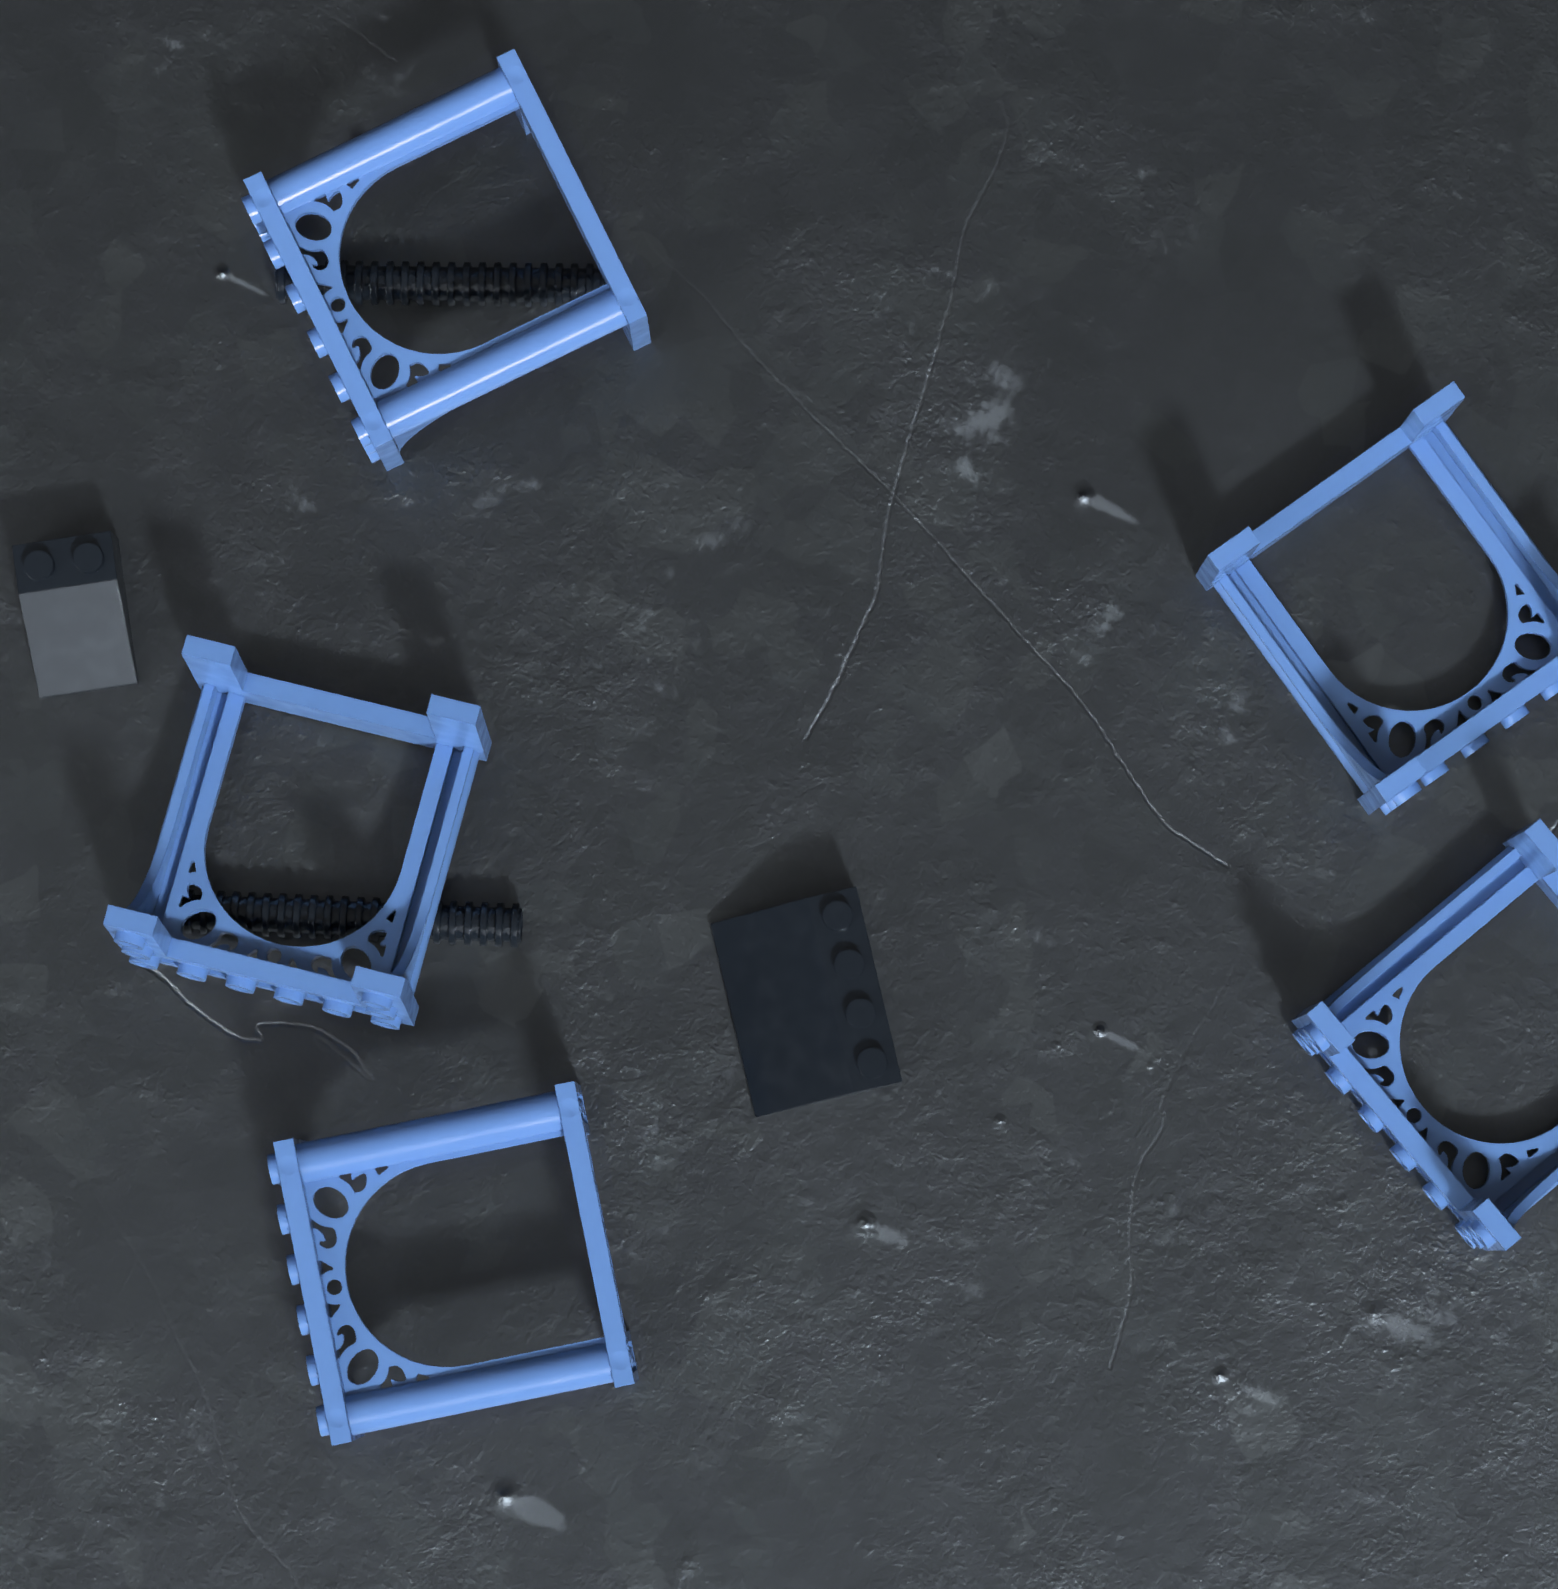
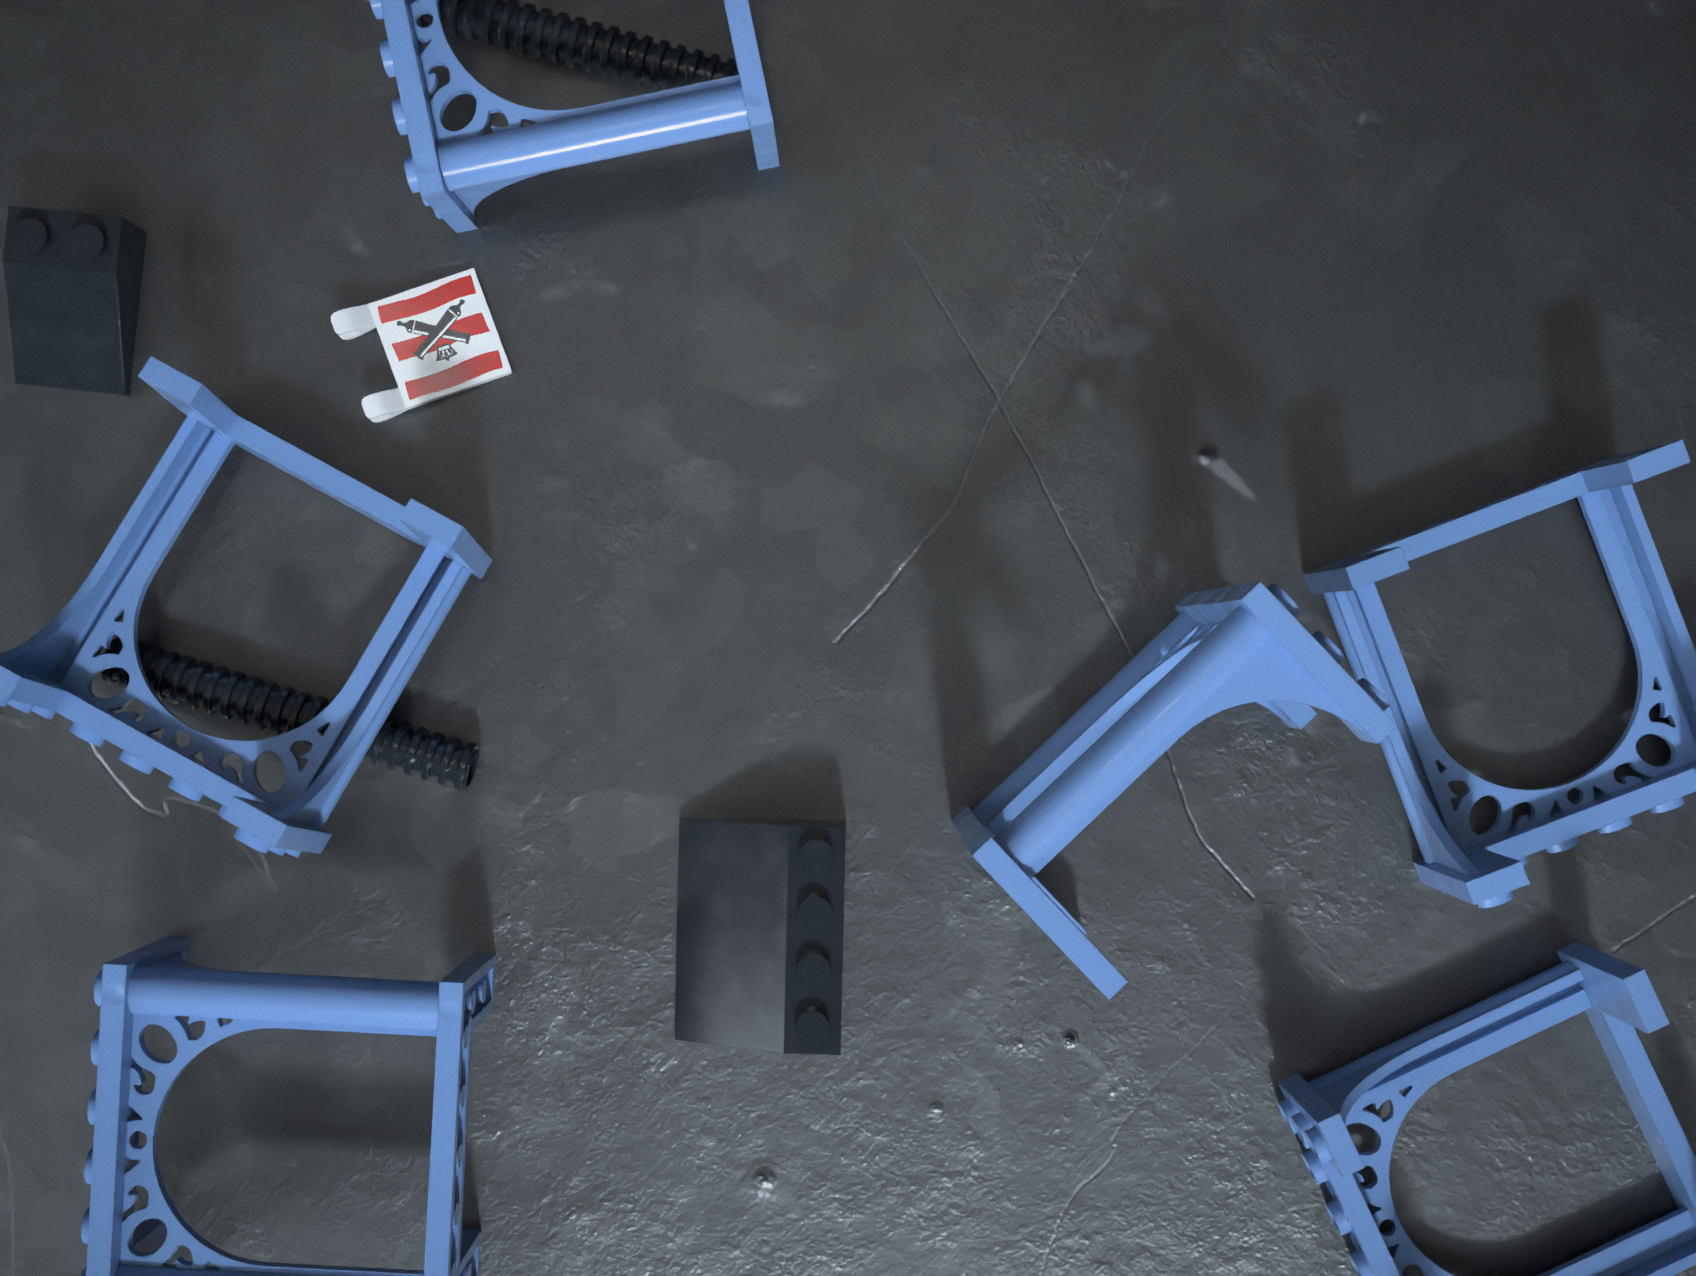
camera: 15 degrees right, 5 degrees up
(393, 567) = (435, 341): none -> flag
(1133, 652) = (1215, 655): none -> medium blue arch

